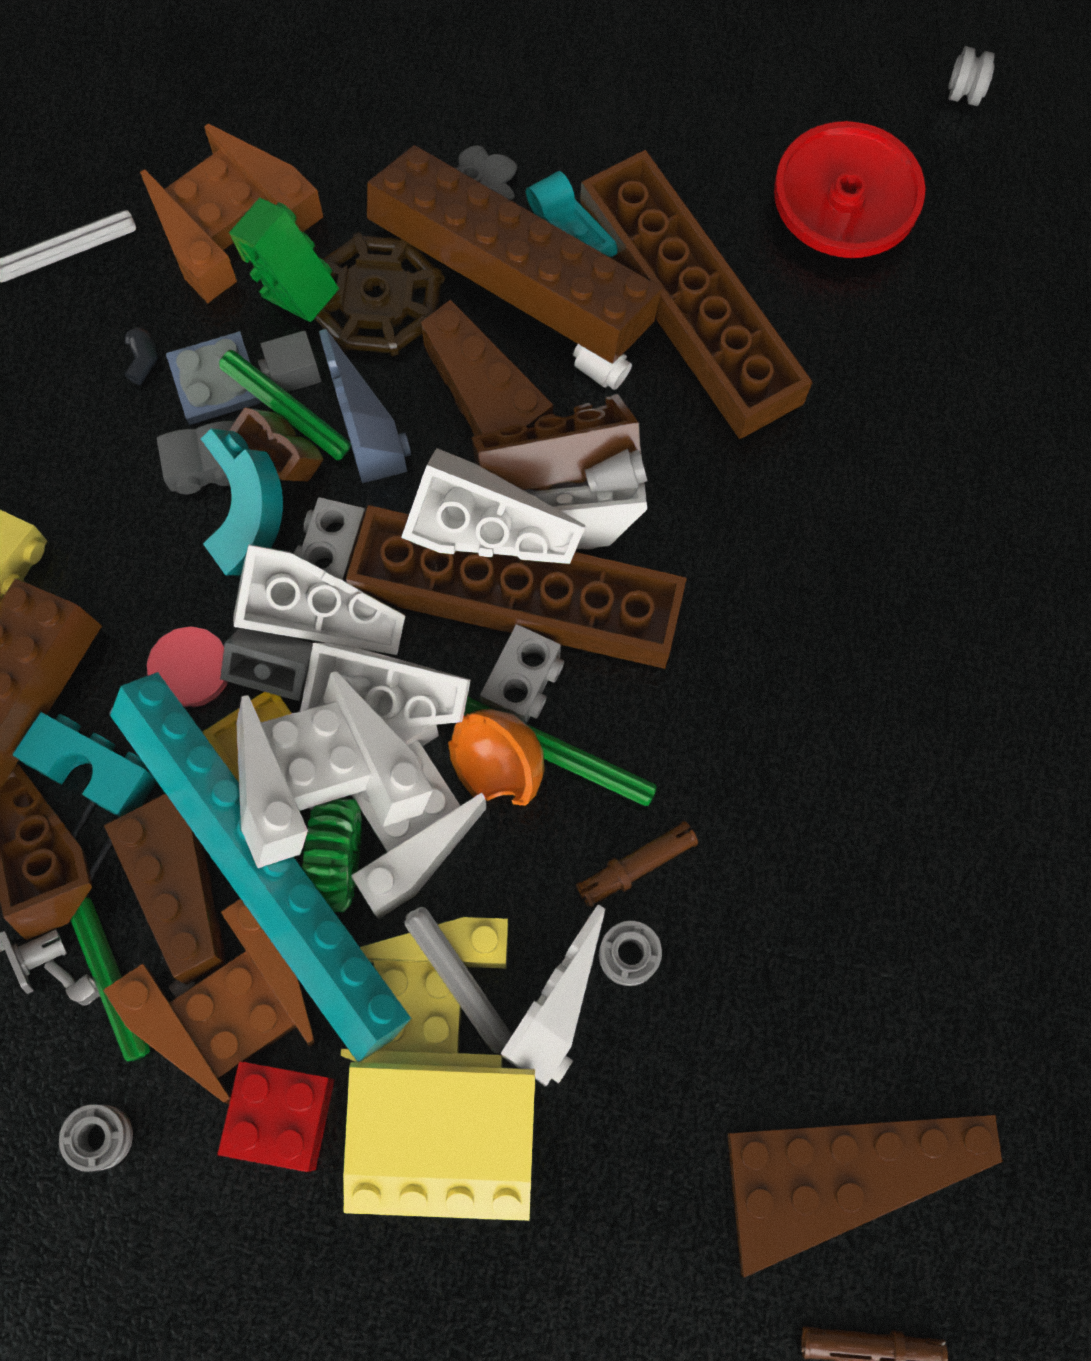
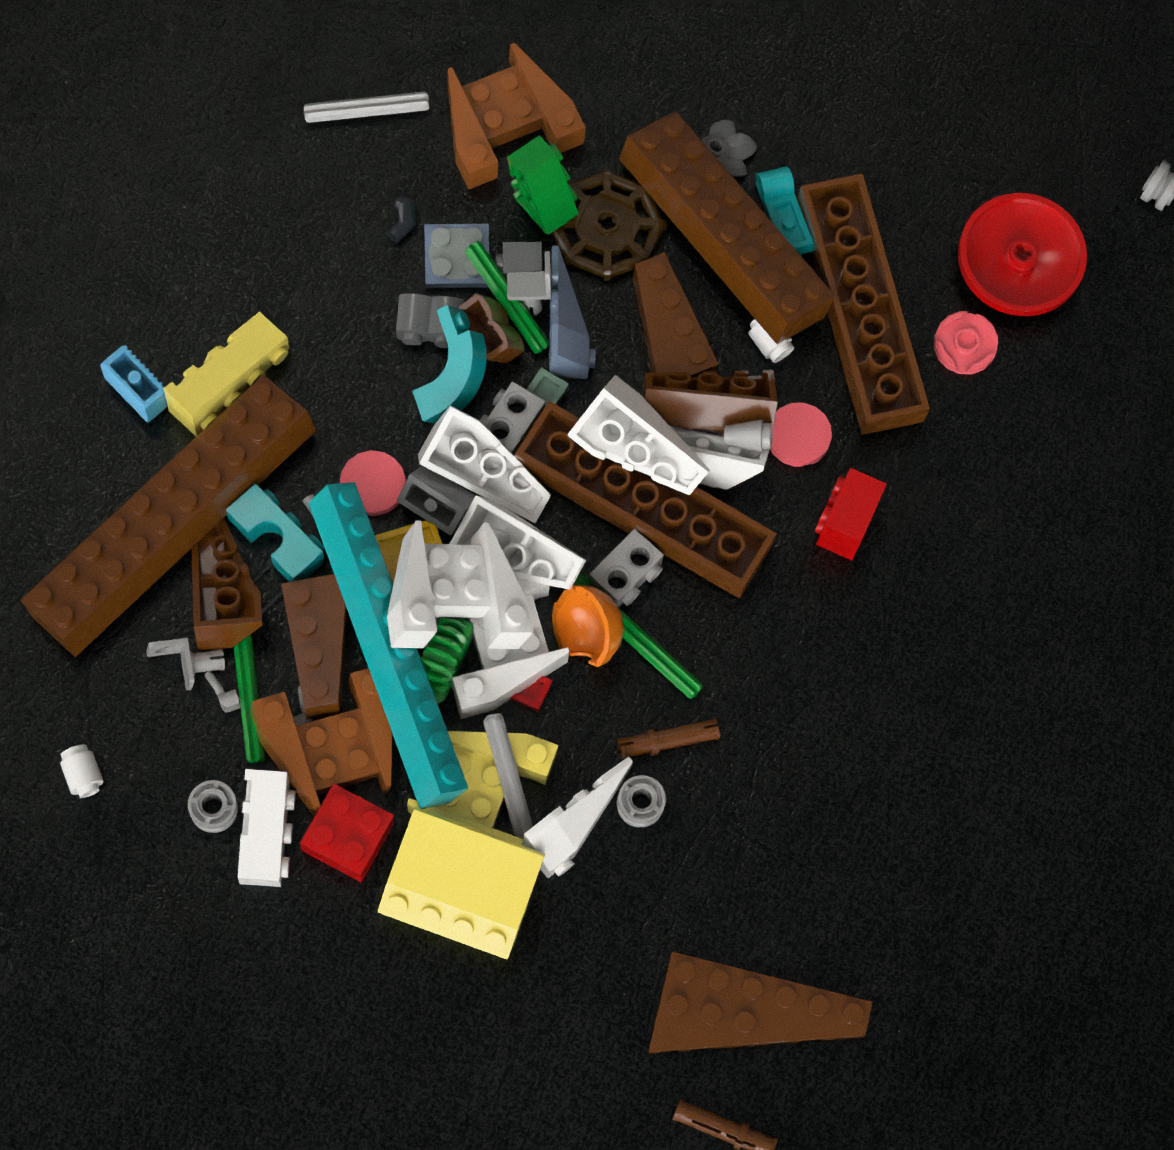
camera: 10 degrees right, 0 degrees up
(170, 1147) = (265, 828): none -> white wedge
(308, 383) = (530, 286): none -> light grey bracket
(364, 491) = (548, 387): none -> sand green plate
(459, 860) = (533, 695): none -> red tile
(672, 459) = (800, 434): none -> coral tile
(762, 528) = (850, 513): none -> red brick
(819, 305) = (965, 342): none -> coral tile

